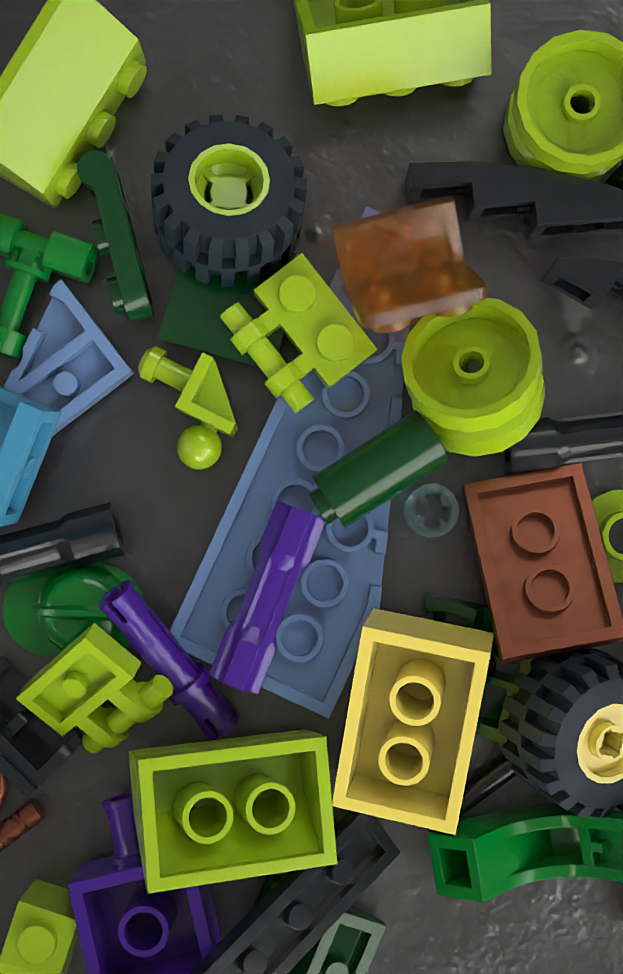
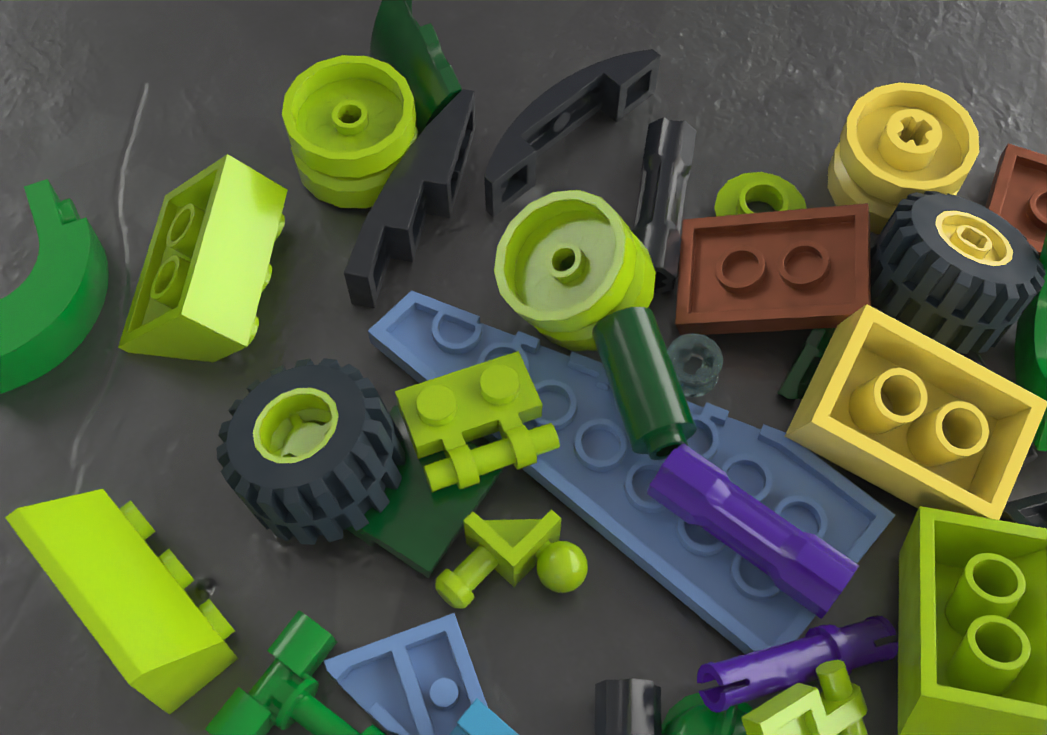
camera: 70 degrees left, 25 degrees down
(116, 236) = (300, 584): dark green plate -> none
(405, 266) = (448, 300): clear orange bracket -> none

